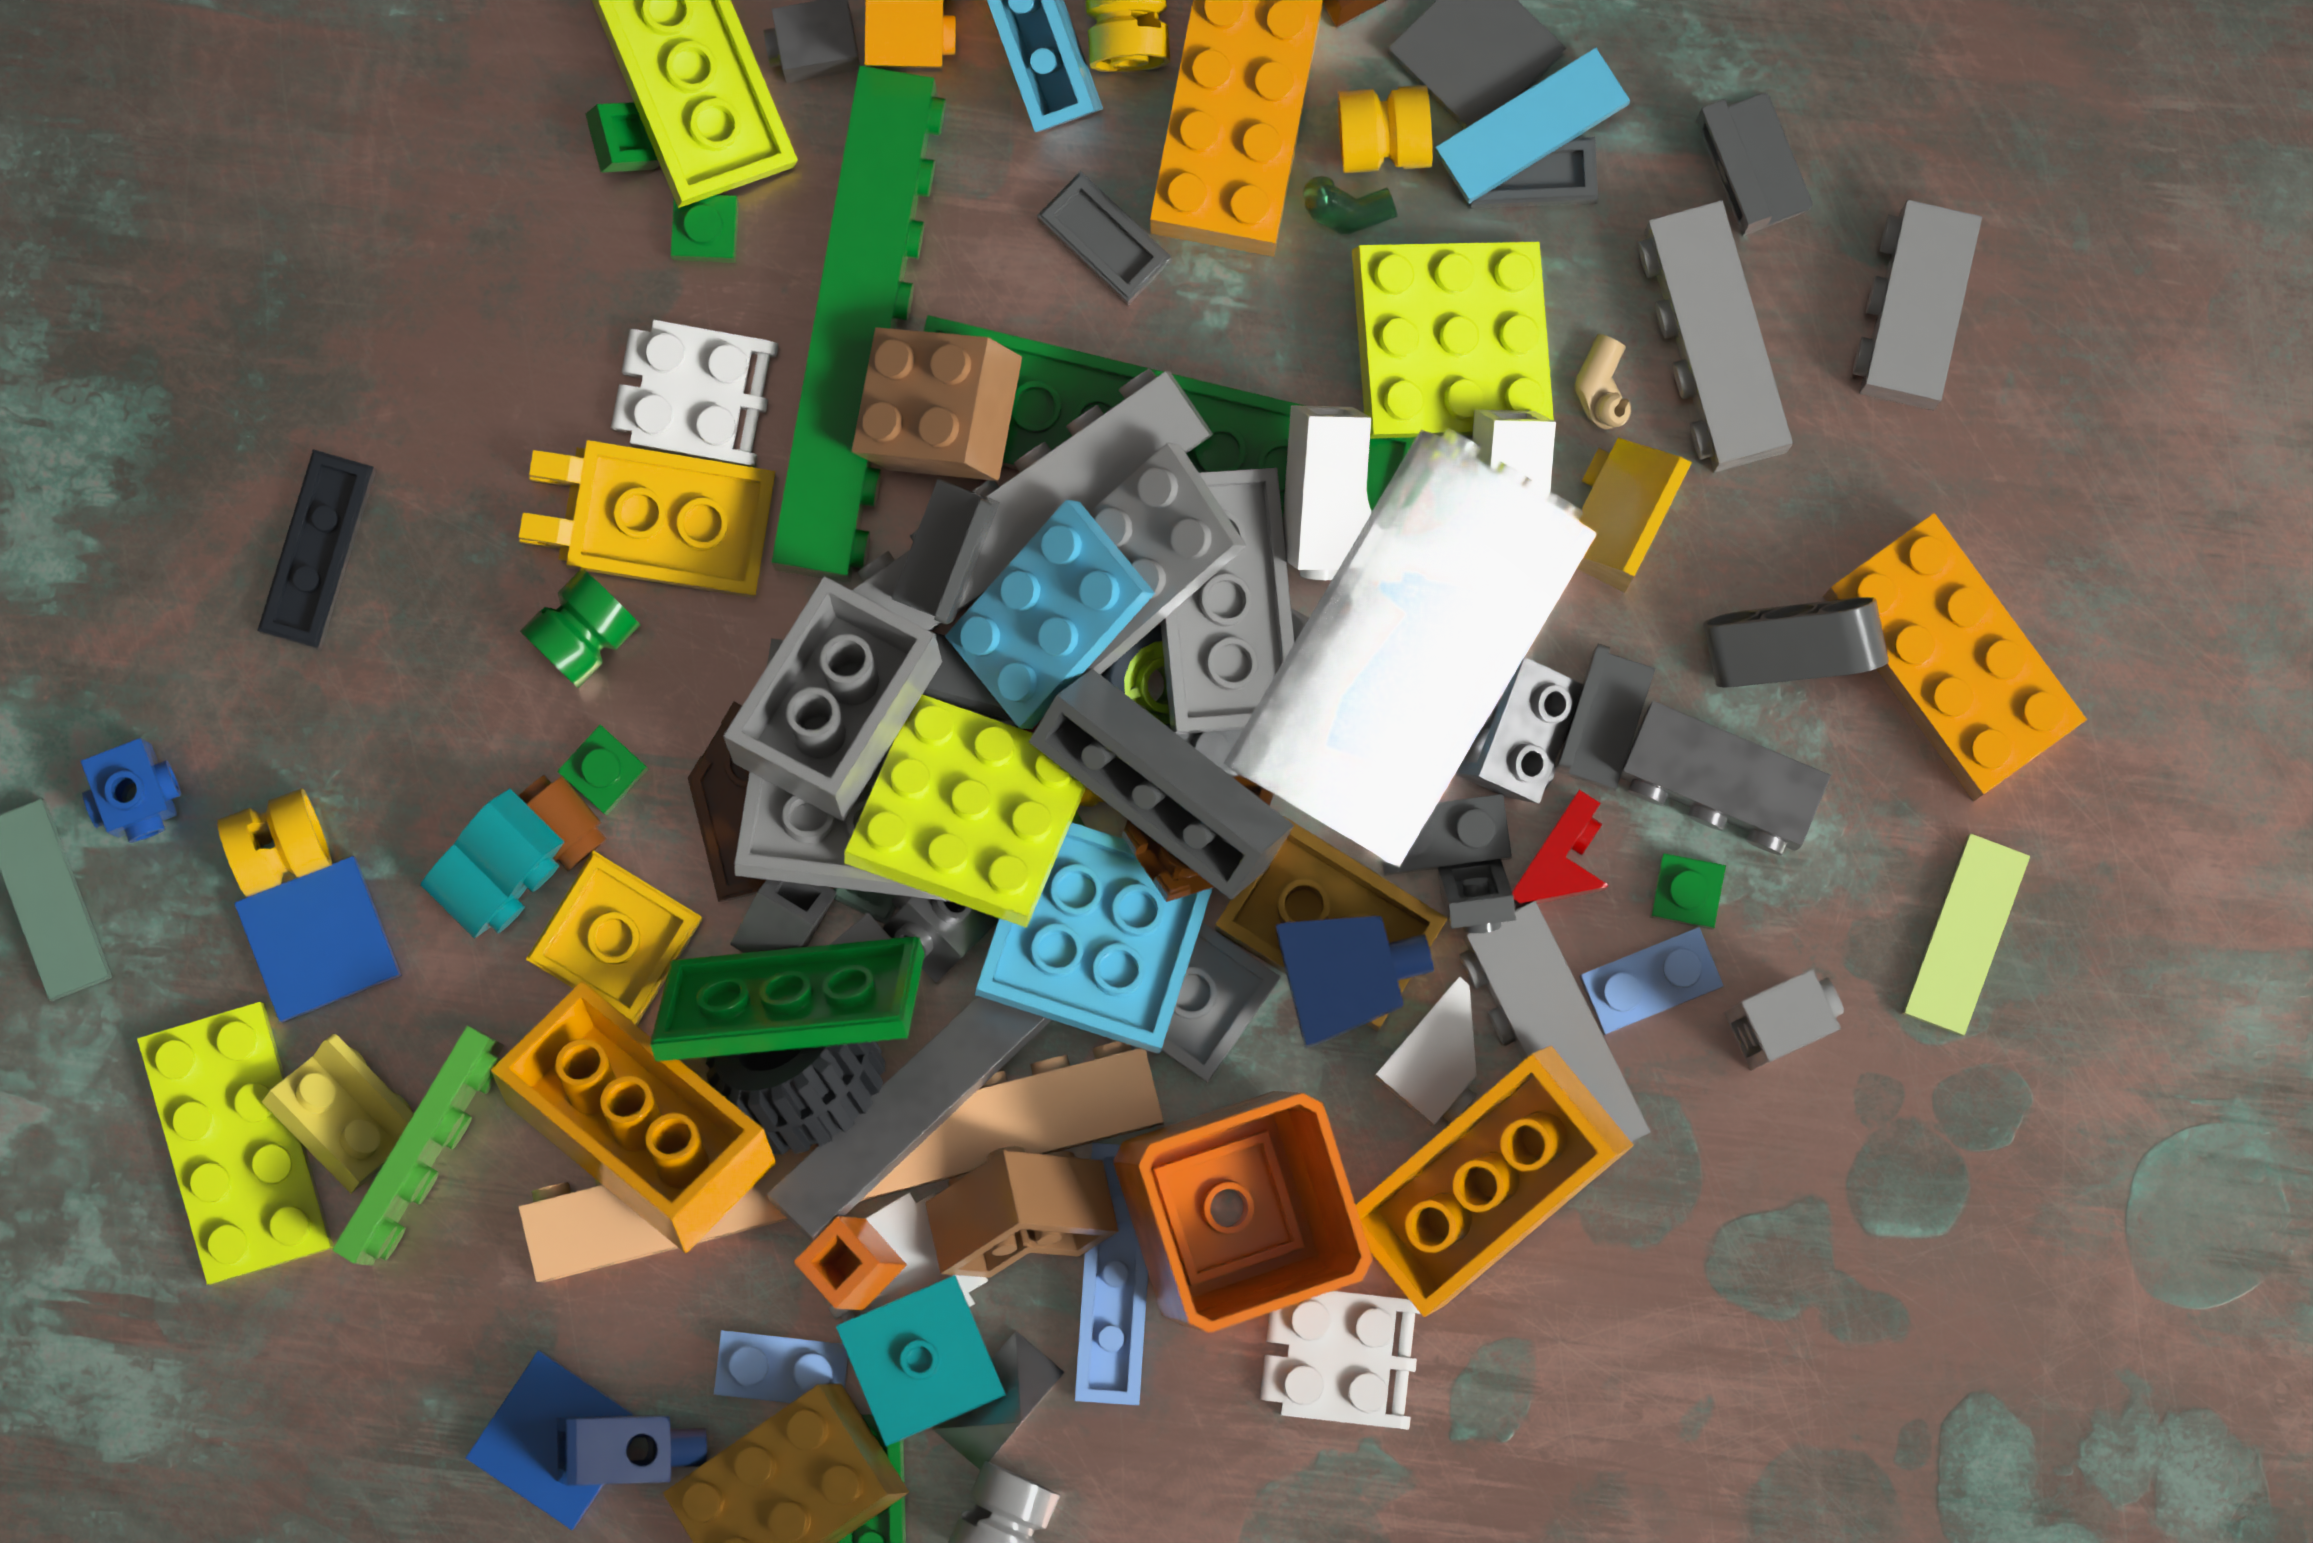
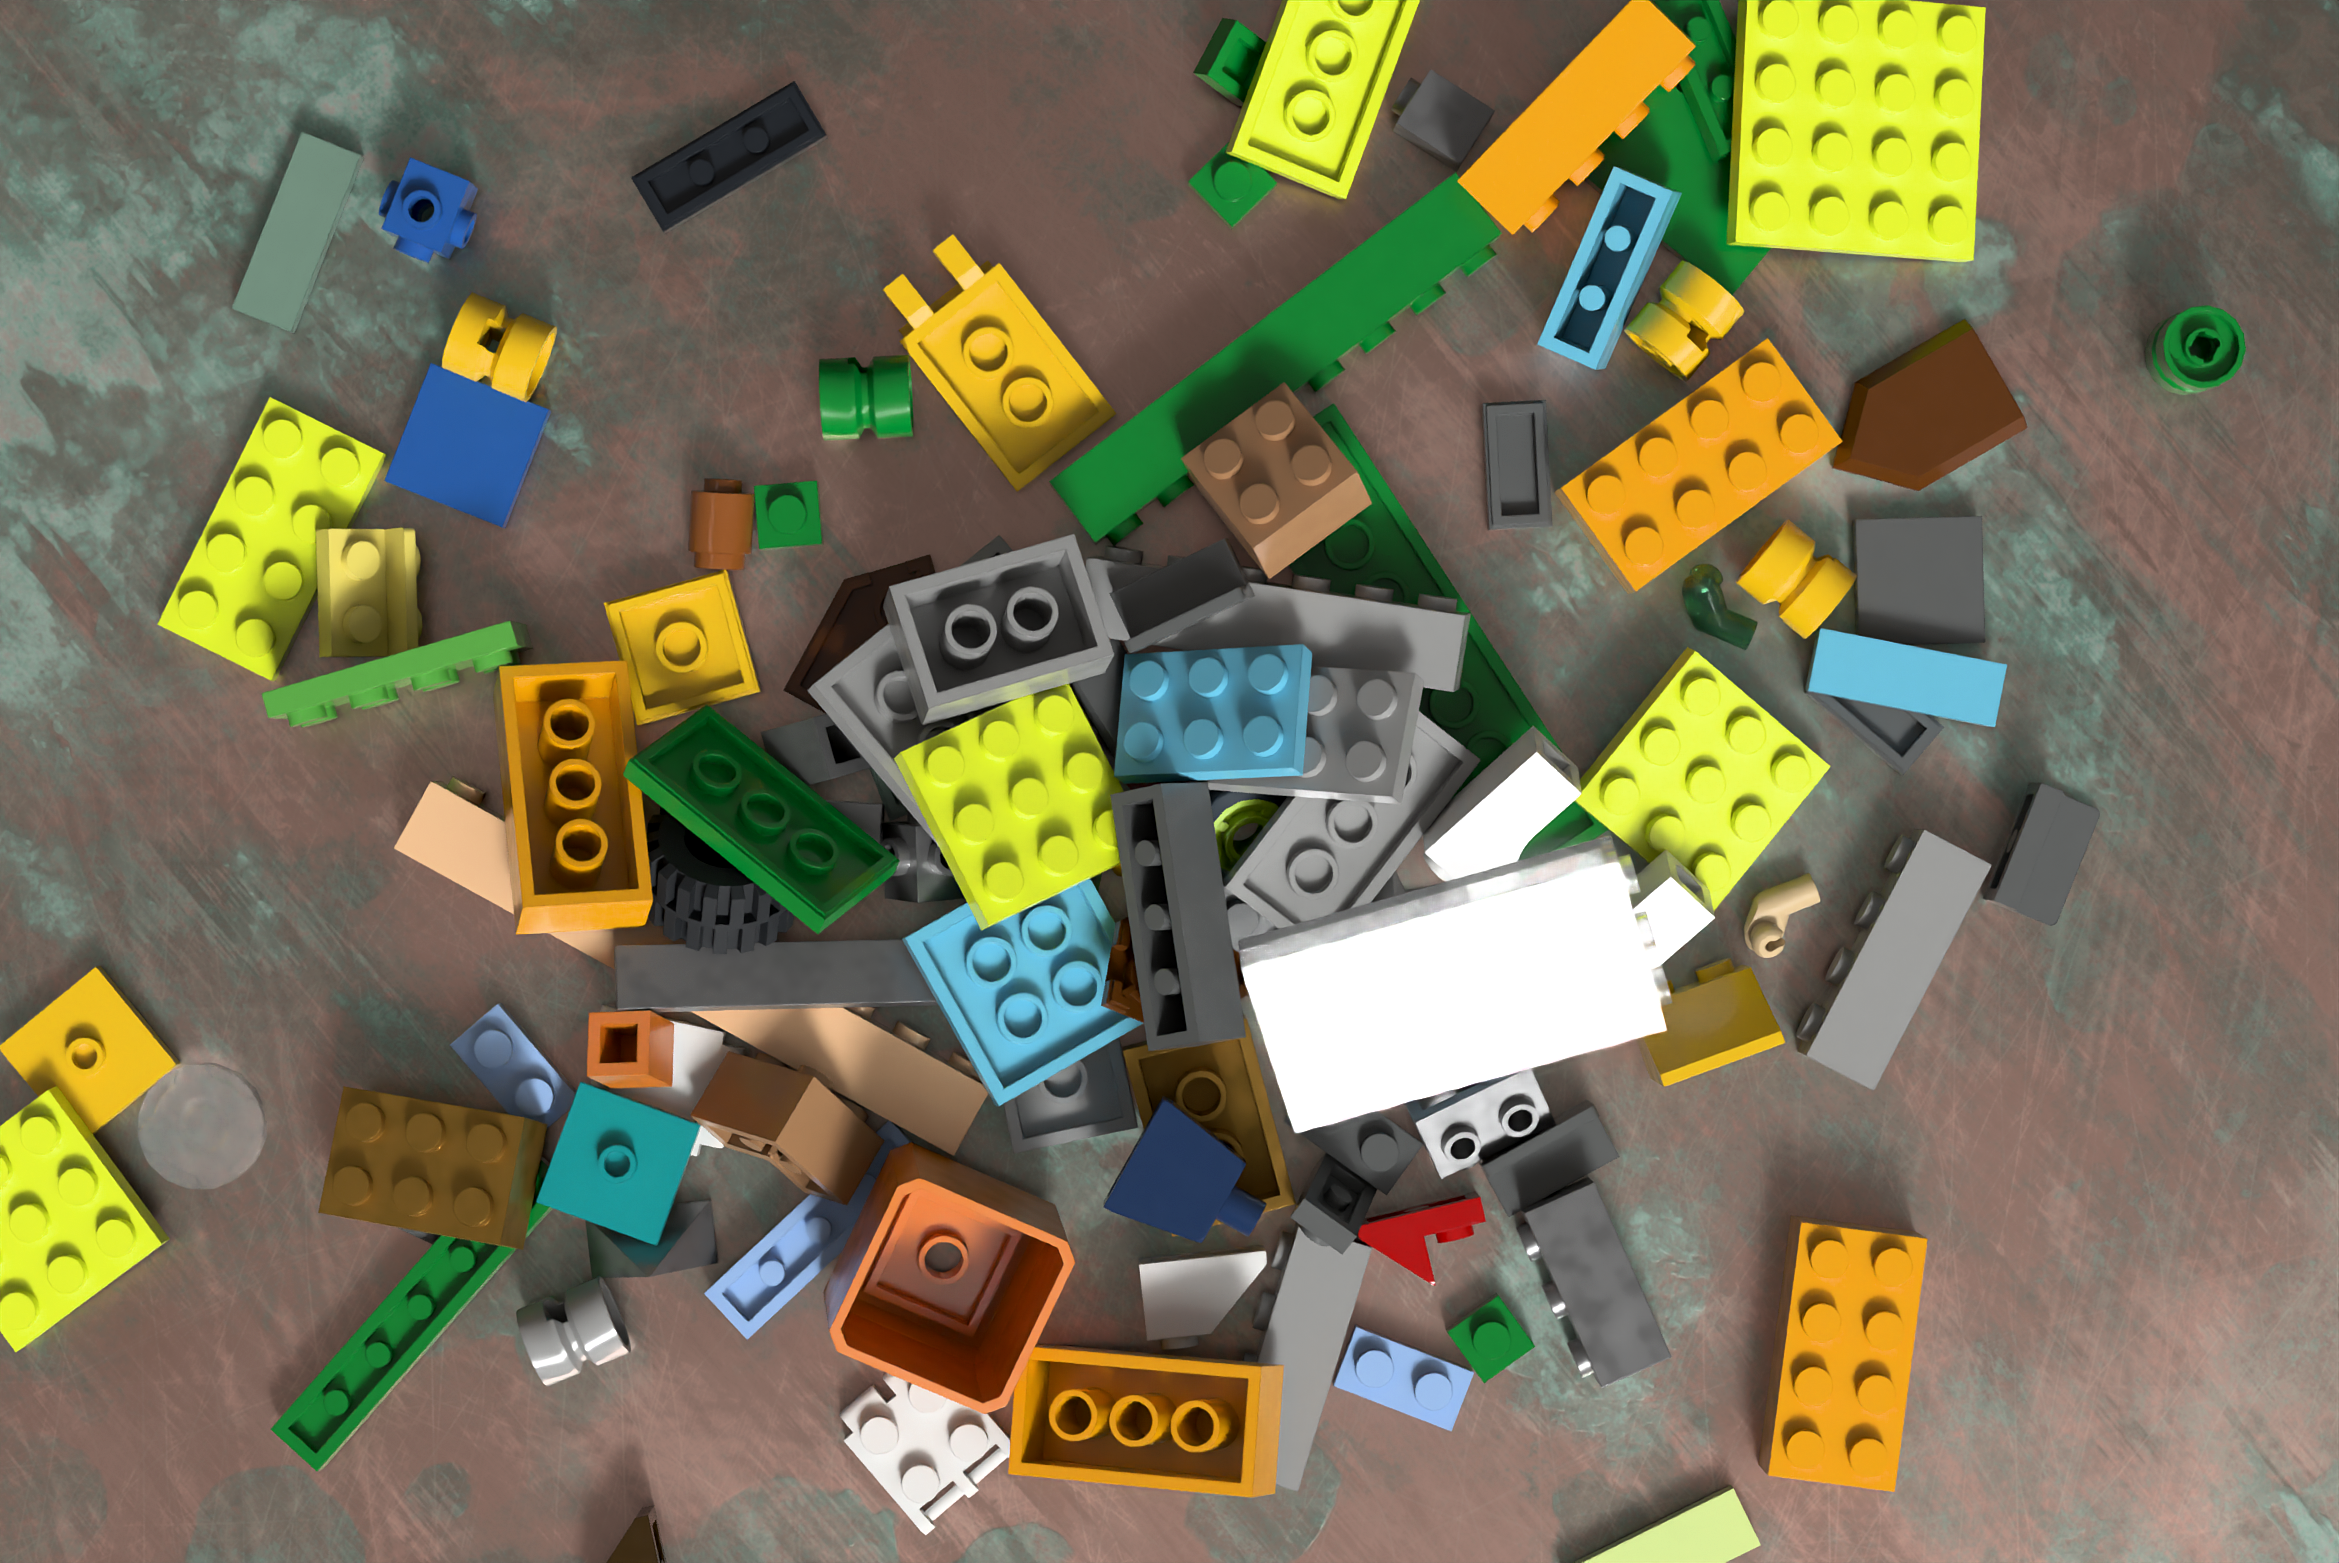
camera: 40 degrees right, 5 degrees up
(494, 864) = (642, 513): teal brick -> none
(522, 1437) = (306, 970): blue tile -> none
(594, 1449) = (326, 1008): dark blue torso -> none
(692, 392) = (1110, 297): white plate -> none
(1785, 1018) = (1469, 1506): light grey brick -> none
(1796, 642) = (1737, 1238): dark grey beam -> none
(1917, 304) = (2061, 1071): light grey brick -> none

